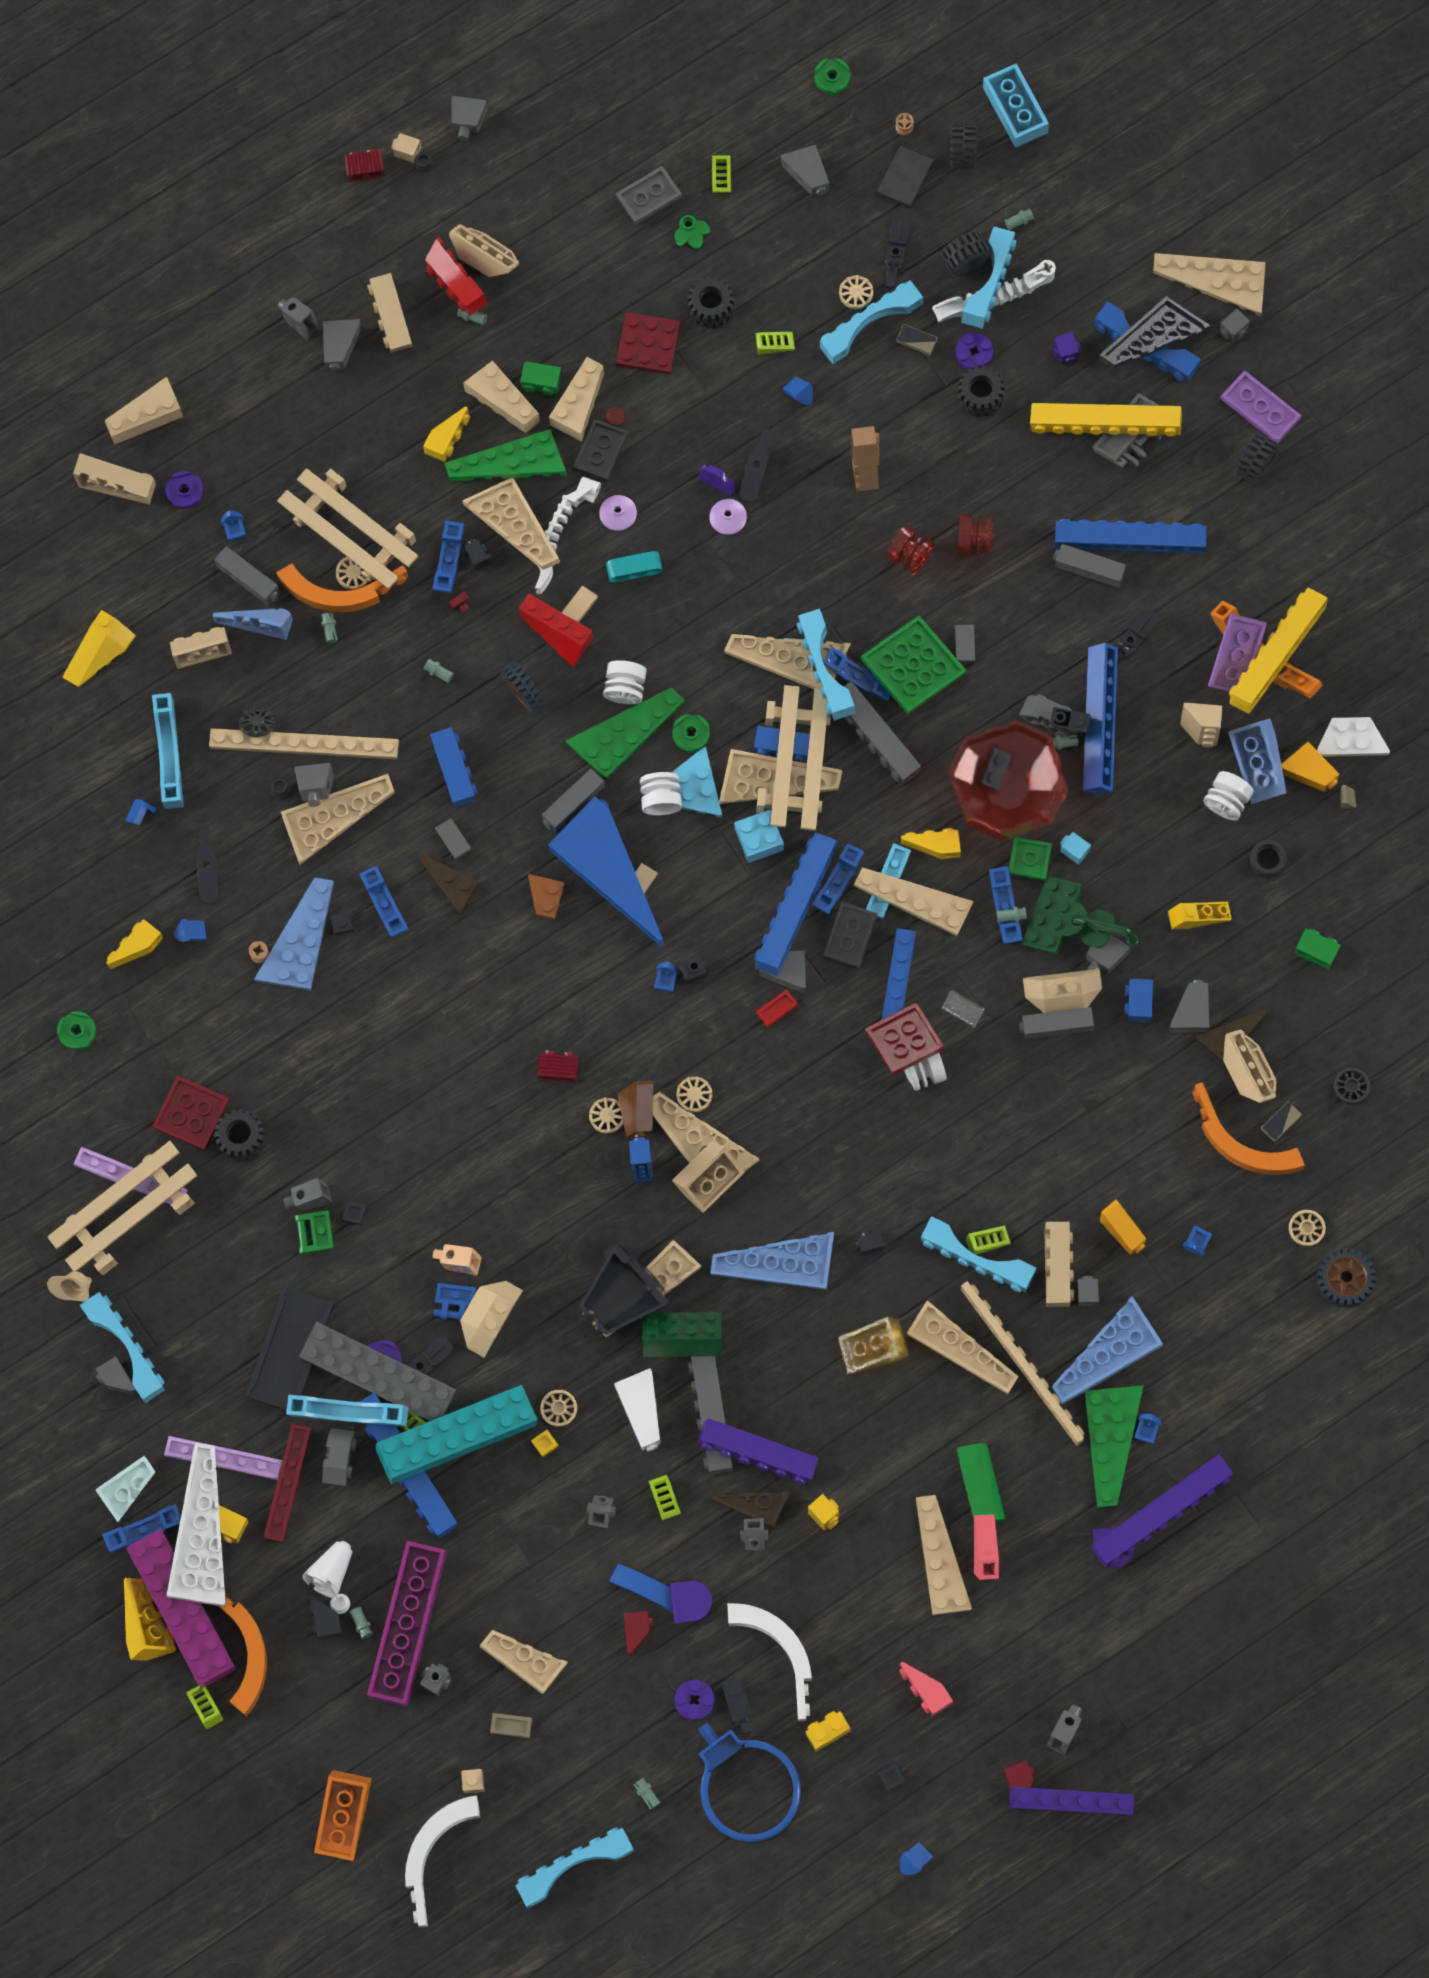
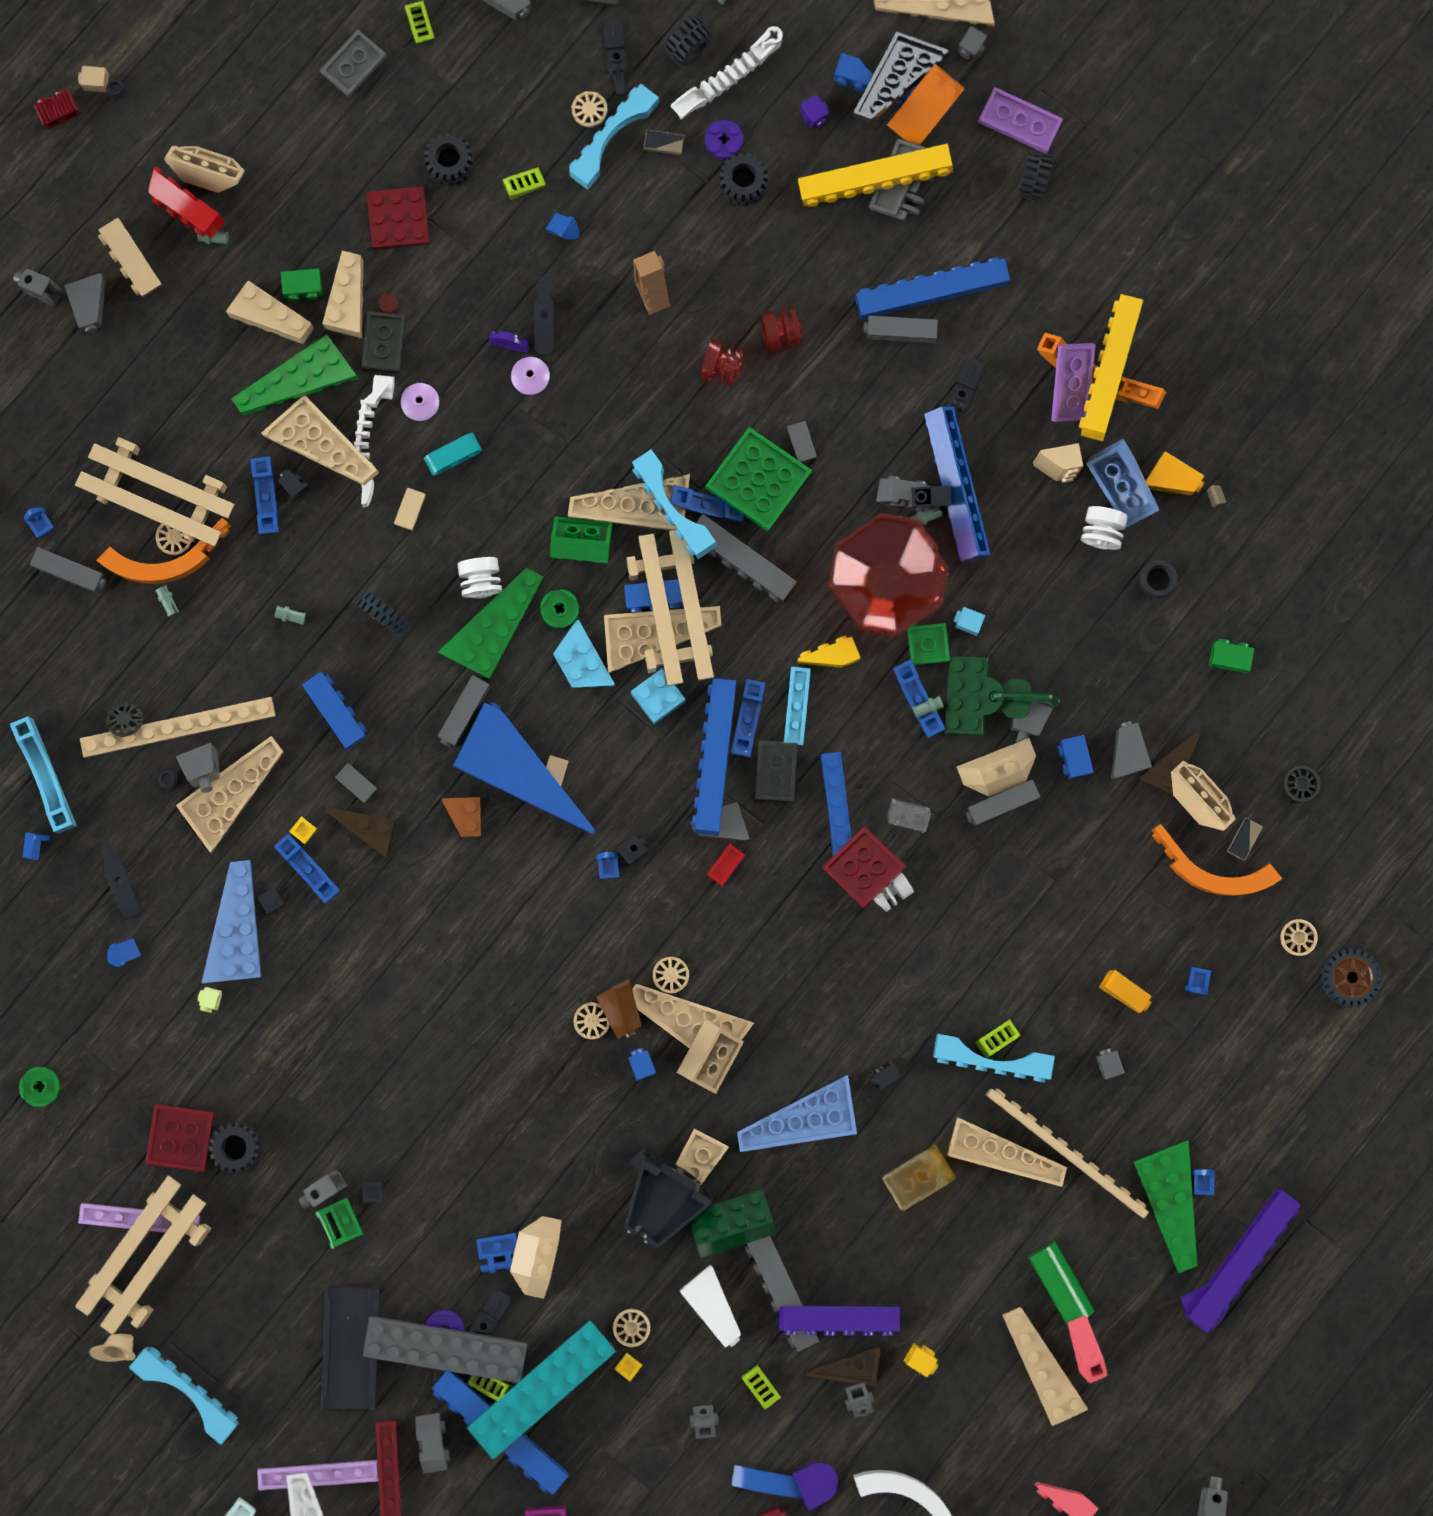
camera: 30 degrees left, 10 degrees up
(115, 1377) = (186, 1427): dark grey slope -> none
(137, 944) = (75, 979): yellow slope -> none
(200, 647) = (43, 658): tan slope -> none
(257, 996) = (209, 999): none -> yellowish green plate
(261, 955) = (201, 954): medium nougat wheel -> none
(266, 622) = (104, 612): medium blue wedge -> none
(347, 1411) = (451, 1395): medium azure arch -> none
(391, 867) = (303, 830): none -> yellow plate
(442, 438) = (222, 372): yellow slope -> none
(458, 1259) = (495, 1210): light nougat torso -> none
(459, 602) = (289, 538): dark red tile -> none
(467, 115) = (145, 28): dark grey torso -> none
(557, 629) = (399, 541): red wedge -> none
(558, 1067) = (529, 986): dark red brick -> none
(660, 793) = (549, 681): white wheel -> none
(691, 235) = (409, 92): green plate -> none
(729, 675) = (580, 540): none -> green slope
(923, 902) = (845, 719): tan wing -> none
(978, 305) = (717, 90): medium azure arch -> none
(995, 768) = (870, 563): black plate -> none
(1058, 1264) = (1073, 1046): tan wedge -> none
(1115, 1347) = (1152, 1109): medium blue wing -> none
(1172, 368) = (926, 106): none -> orange slope
(1198, 914) = (1108, 654): yellow slope -> none
(1352, 738) = (1204, 433): white wing -> none

